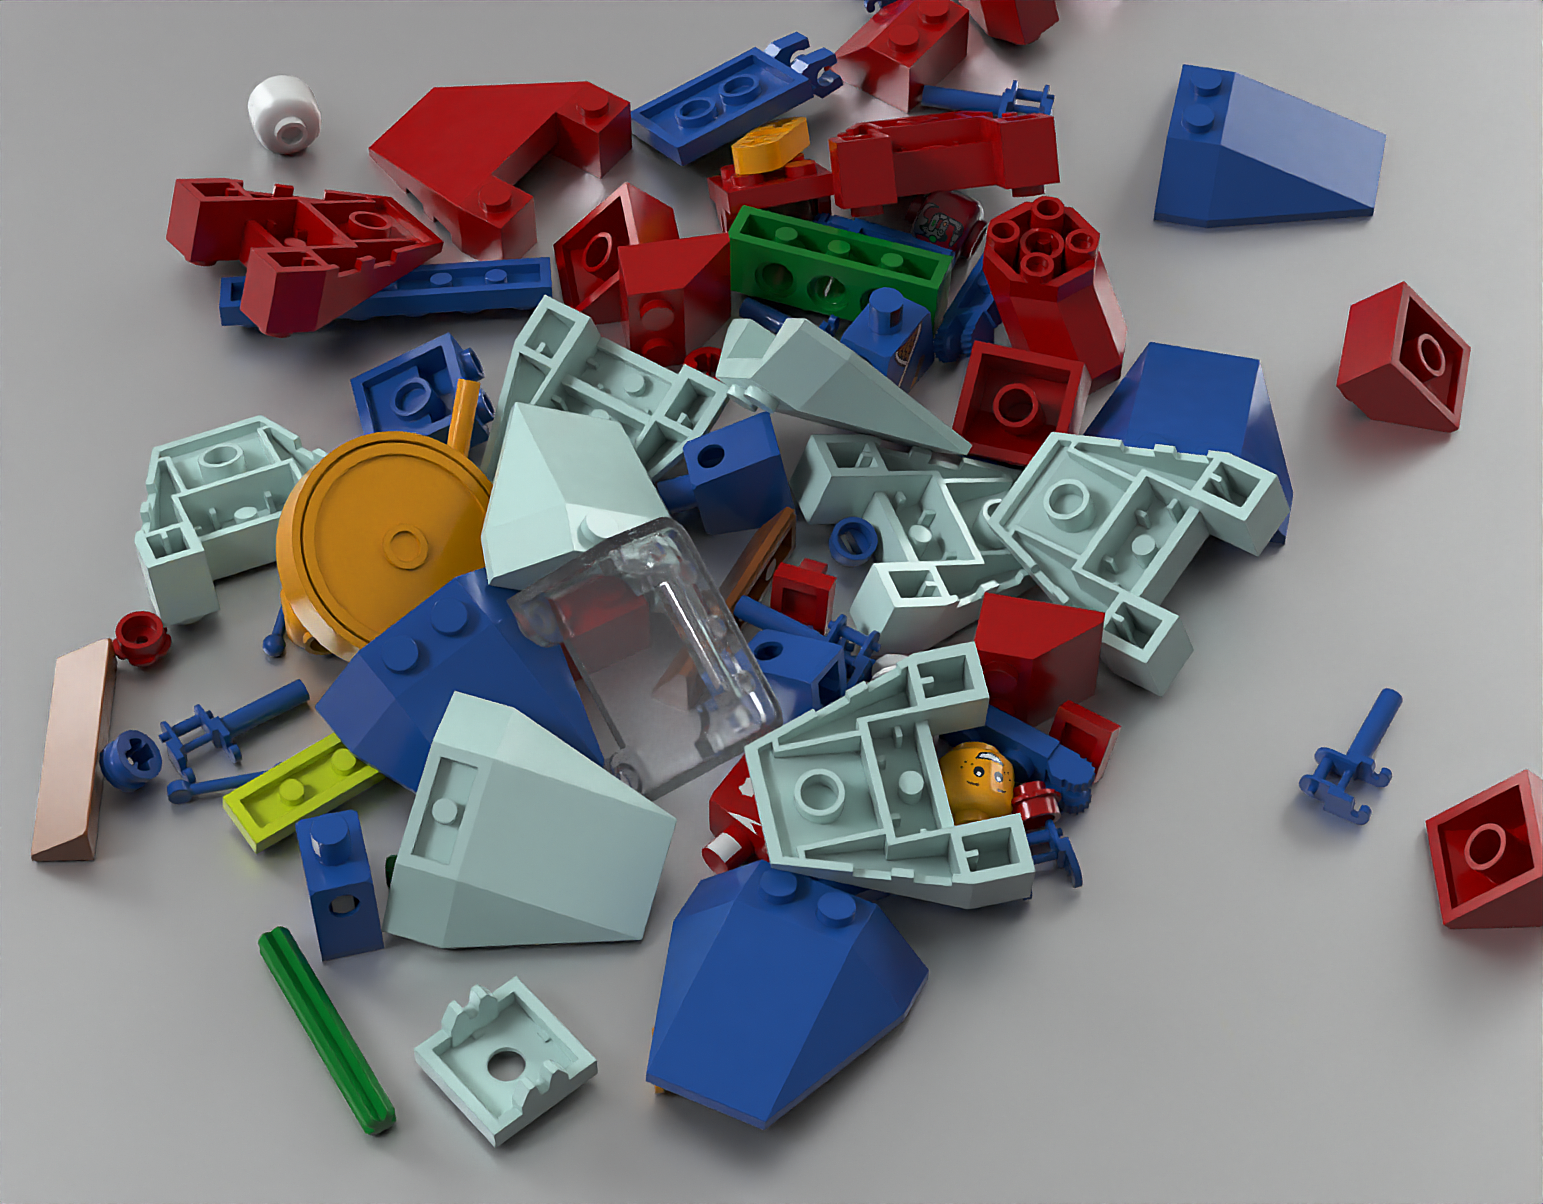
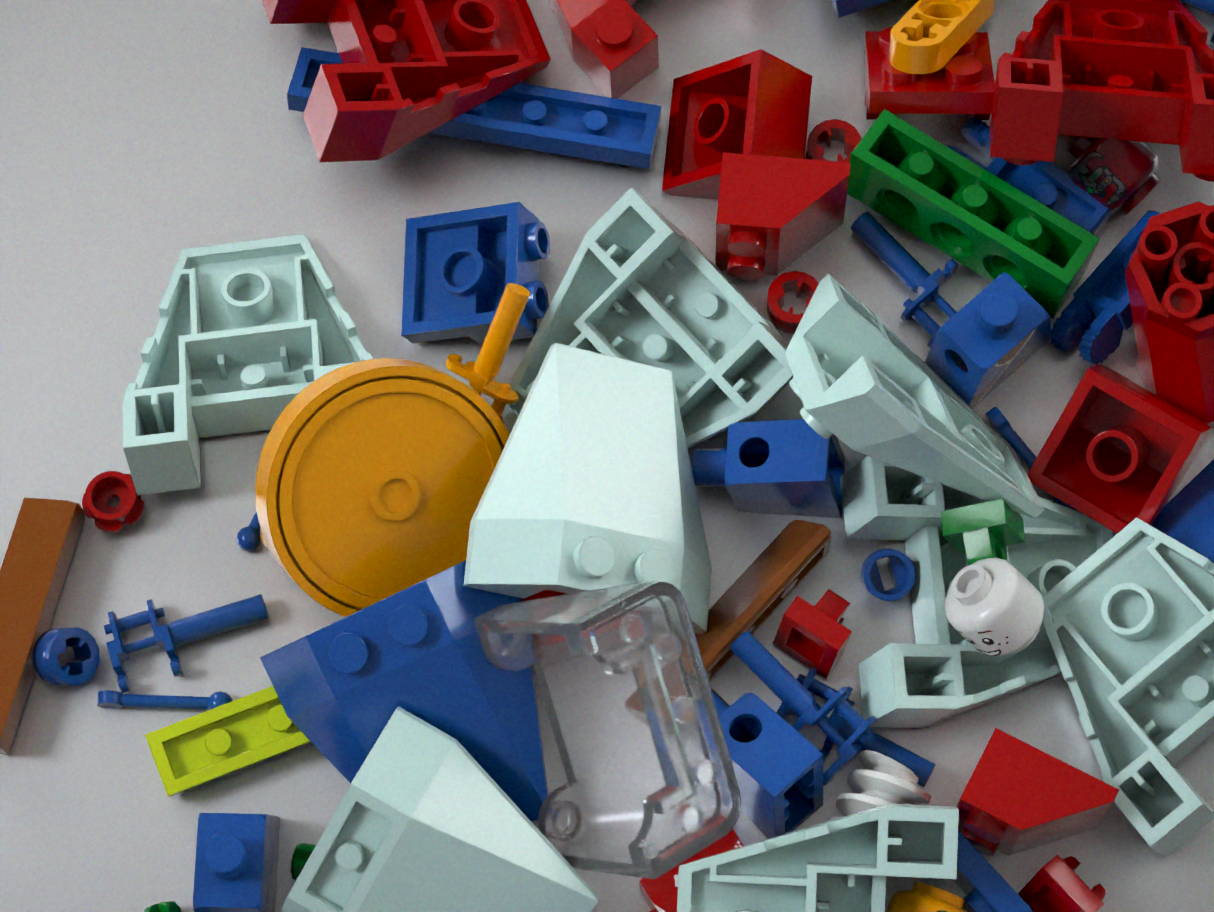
camera: 20 degrees right, 20 degrees up
(926, 474) = (983, 529): none -> green tile
(954, 517) = (994, 607): none -> white head

